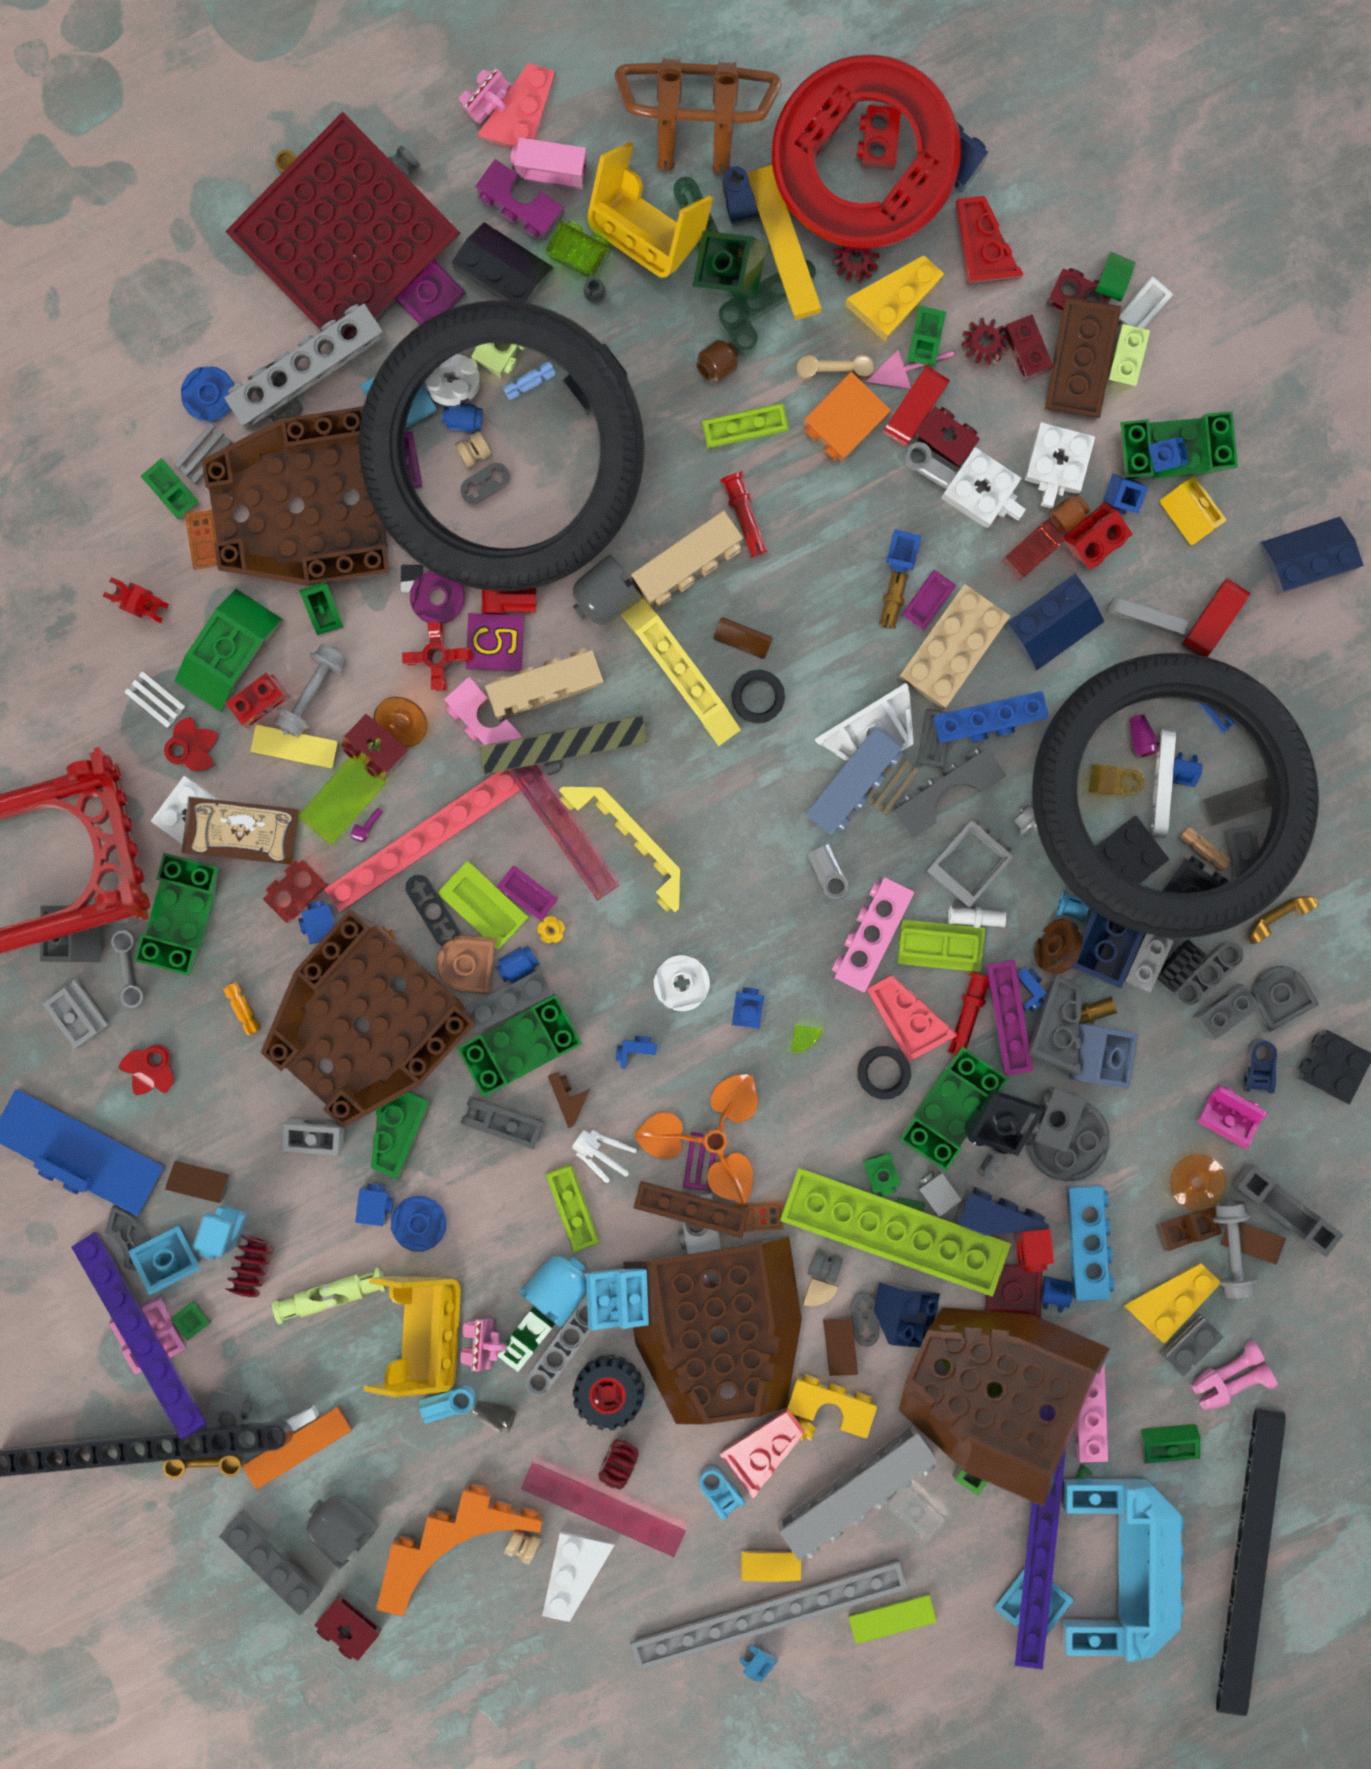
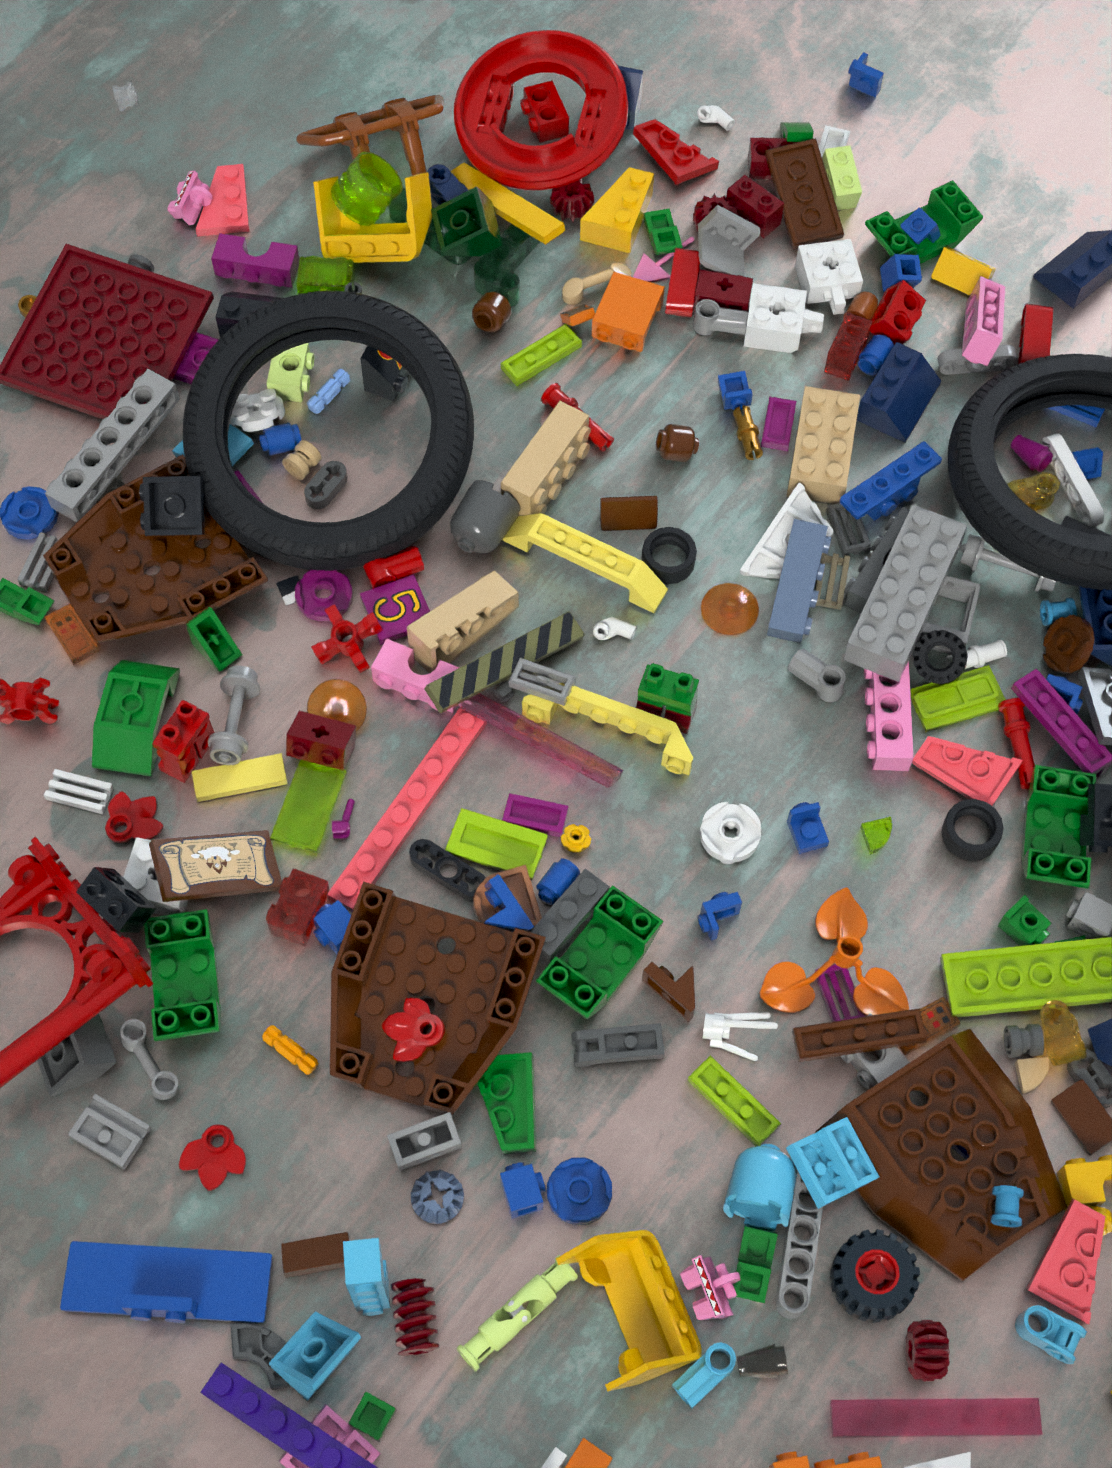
camera: 25 degrees left, 25 degrees down
(145, 832) = (116, 900): none -> black brick
(317, 1169) = (430, 1210): none -> sand blue gear
(331, 464) = (172, 505): none -> black plate
(337, 1042) = (408, 1029): none -> red plate
(459, 982) = (511, 912): none -> blue slope
(549, 163) = (266, 205): bright pink window -> none
(599, 798) = (539, 685): none -> light grey tile
(652, 177) = (366, 188): none -> clear neon green wheel
(674, 744) = (611, 627): none -> white arm
(682, 841) = (668, 689): none -> green hips
(728, 1397) = (1007, 1206): none -> dark azure bush
(788, 785) = (726, 618): none -> clear orange dish
(797, 399) = (577, 315): none -> orange tile
(821, 584) = (677, 442): none -> reddish brown head
(856, 1280) = (1061, 1034): none -> clear yellow piece
(927, 921) = (937, 638): none -> black tyre
(938, 841) = (905, 593): none -> light grey brick
(971, 386) = (723, 241): none -> light grey bracket
(1050, 213) = (715, 114): none -> white arm
(1056, 569) = (875, 354): none -> blue brick
(1168, 589) = (983, 321): none -> bright pink brick
(1222, 239) = (865, 77): none -> blue bracket

